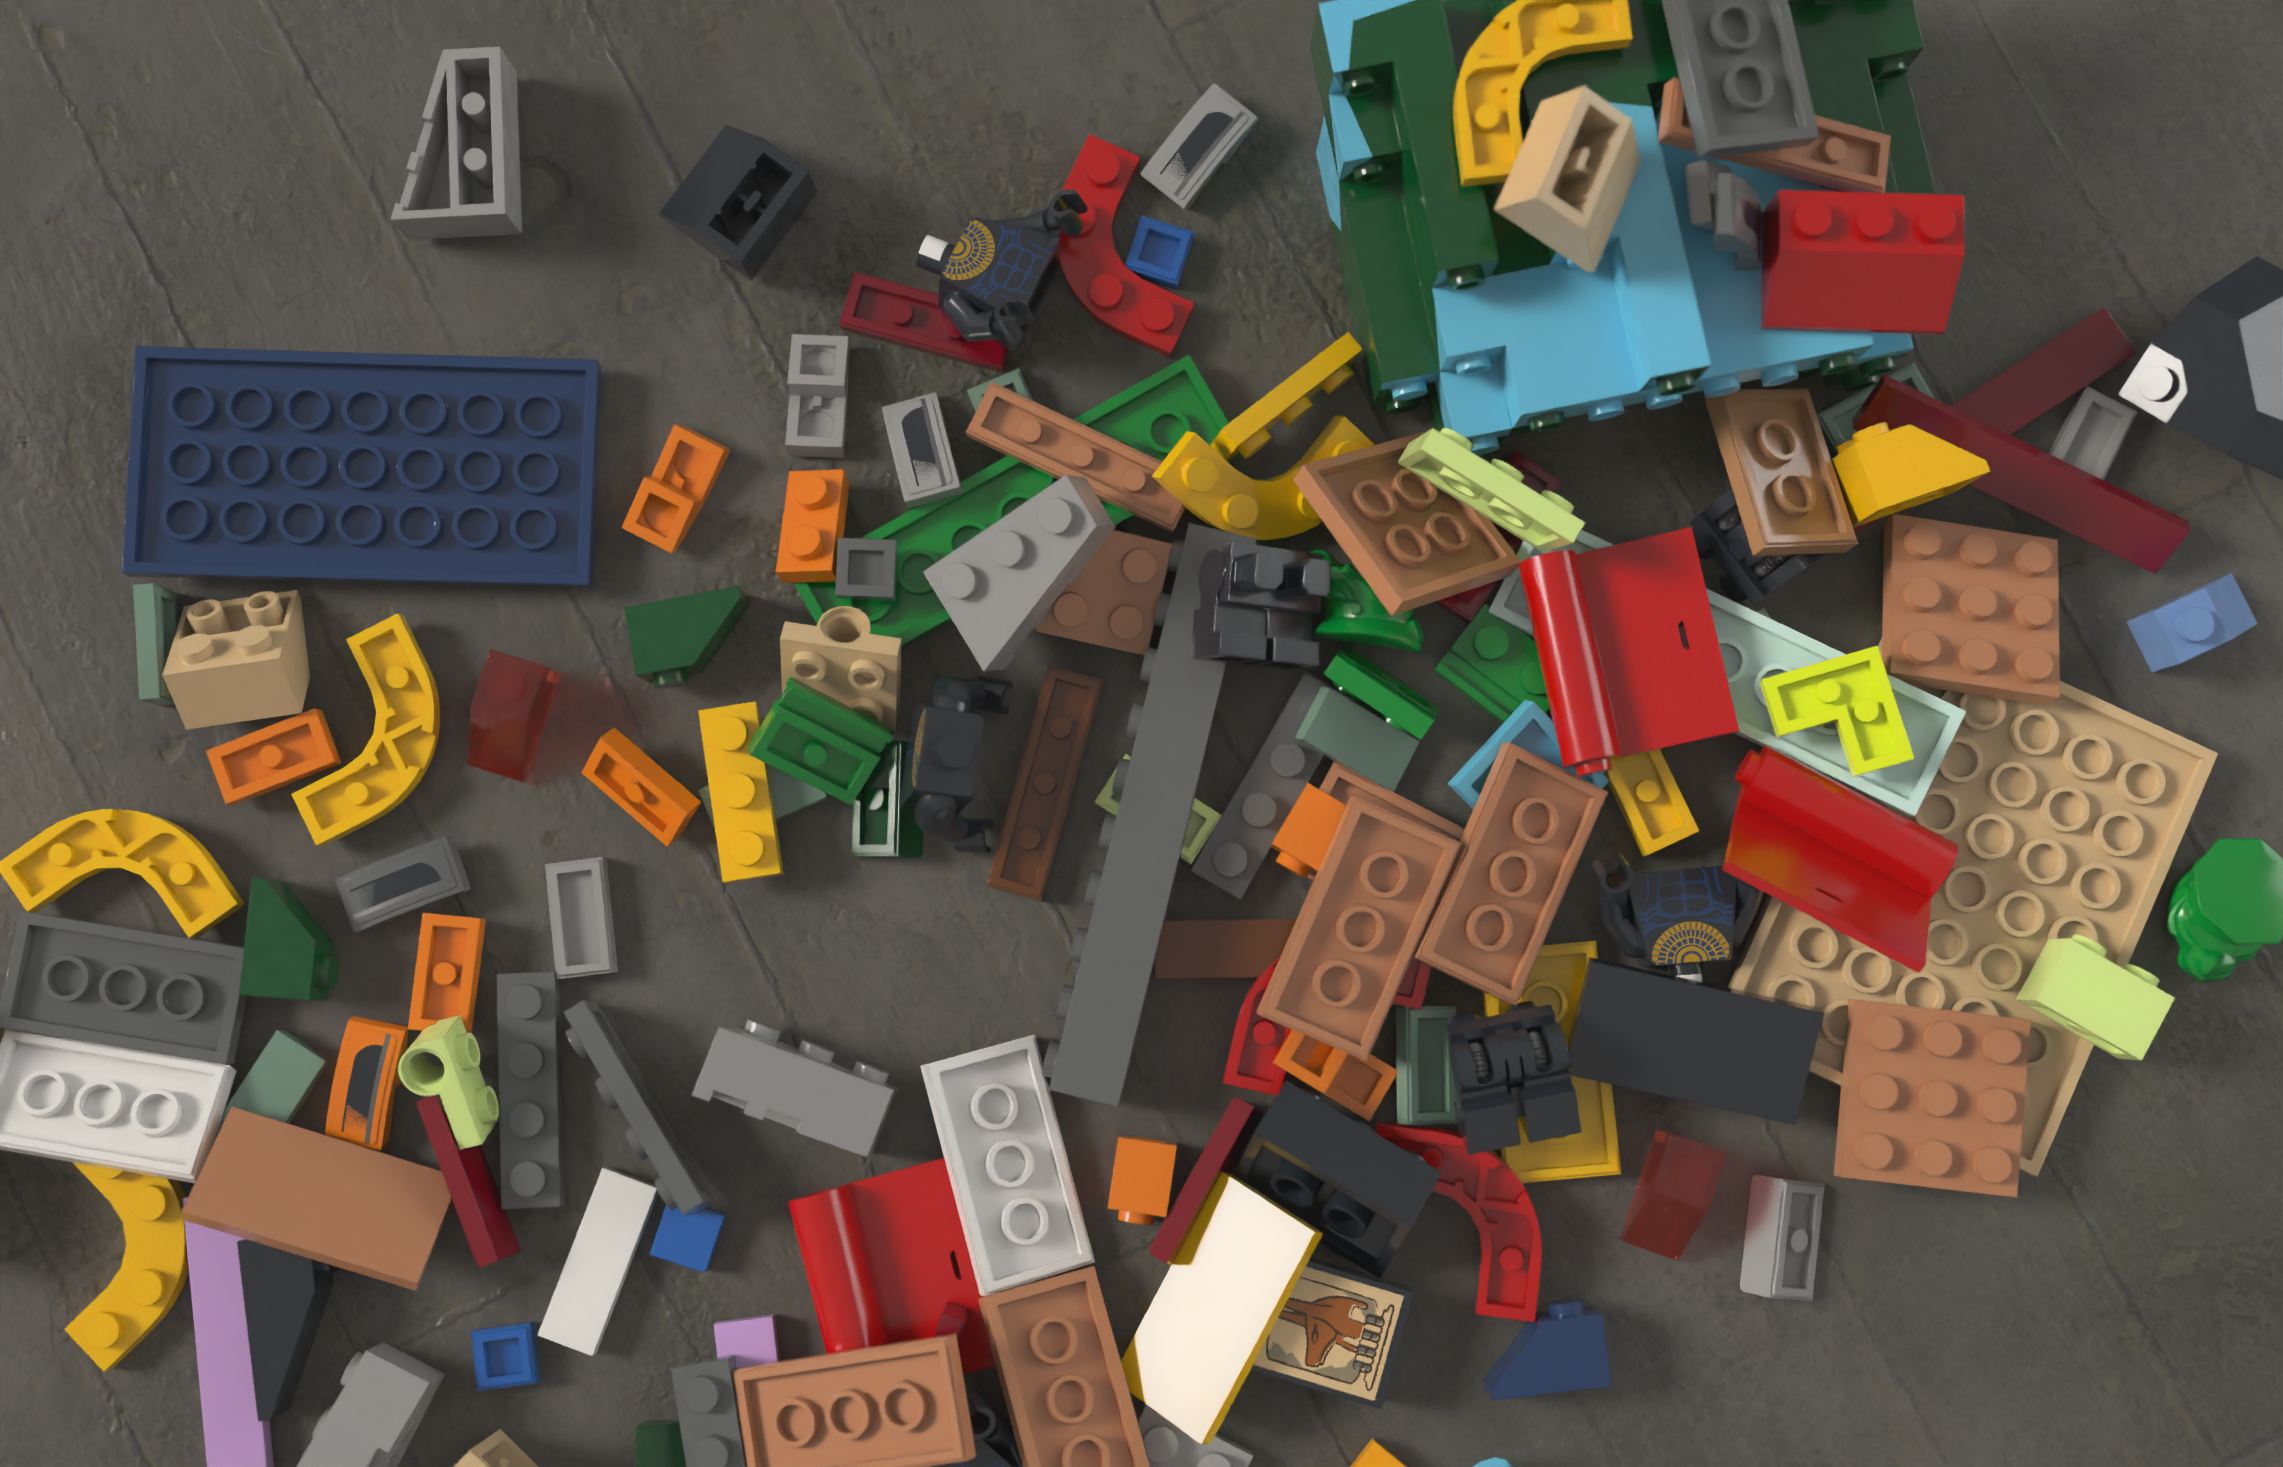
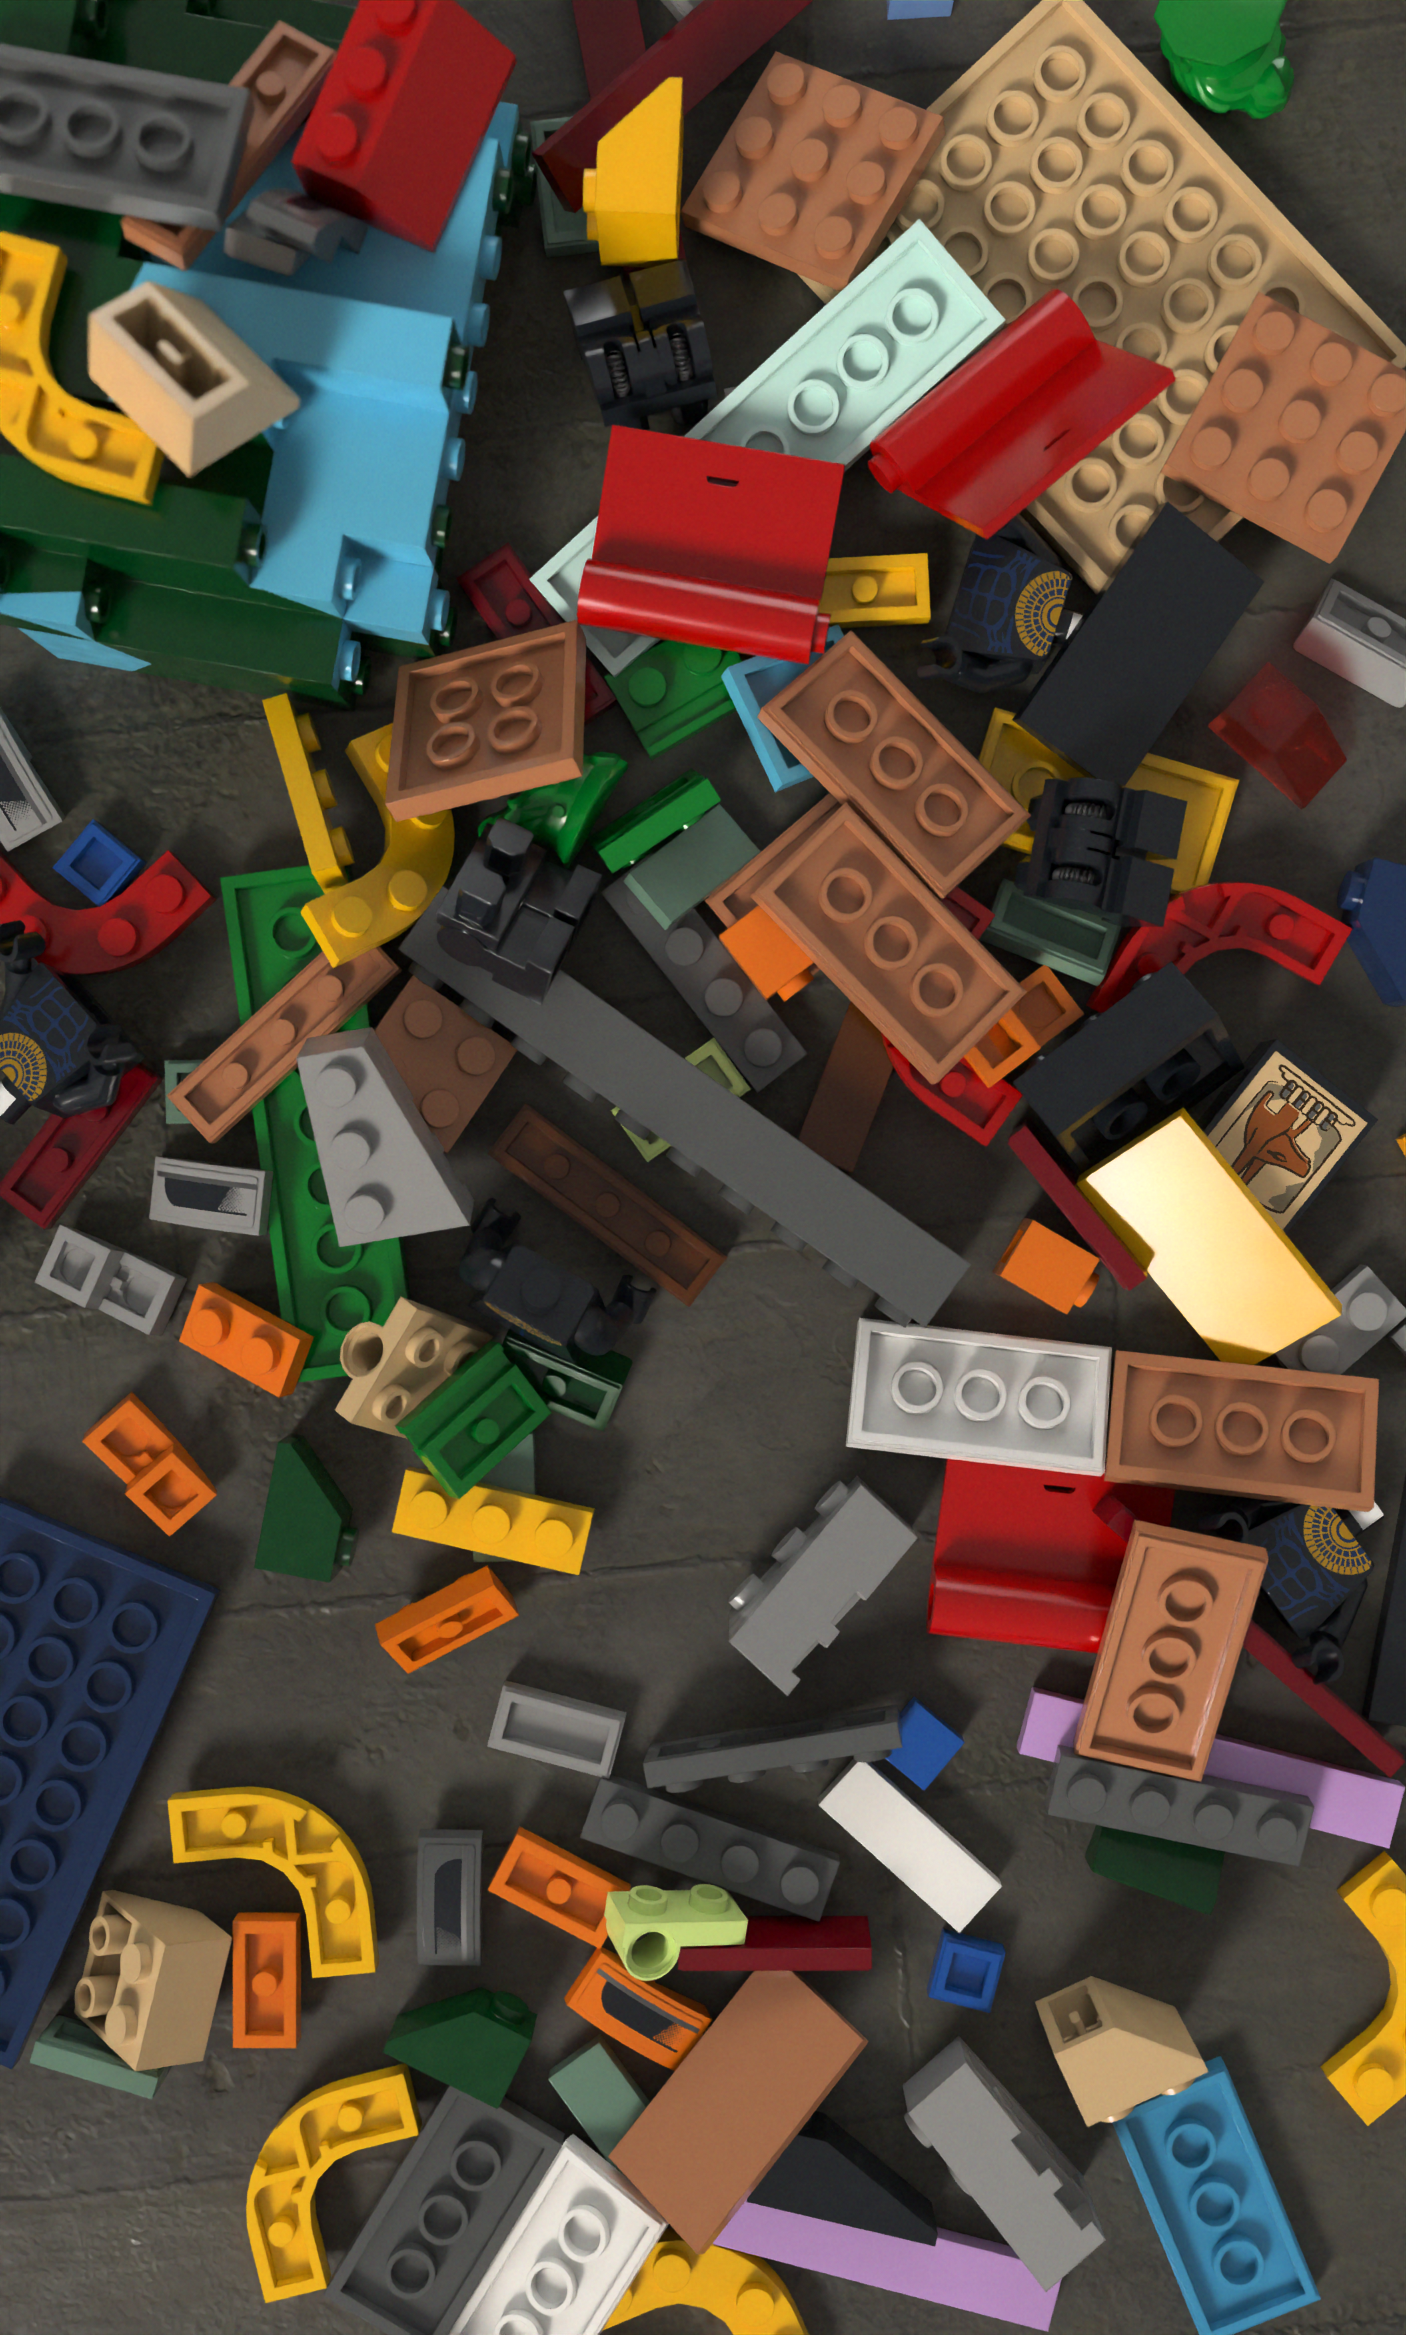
camera: 65 degrees left, 5 degrees up
(509, 714) = (318, 1725): clear red slope -> none
(866, 569) = (313, 1302): dark grey plate -> none
(1492, 489) = (490, 615): yellowish green plate -> none
(1781, 472) = (592, 305): medium nougat tile -> none
(1851, 694) = (864, 326): neon yellow plate -> none
(2096, 997) = (1264, 213): yellowish green brick -> none

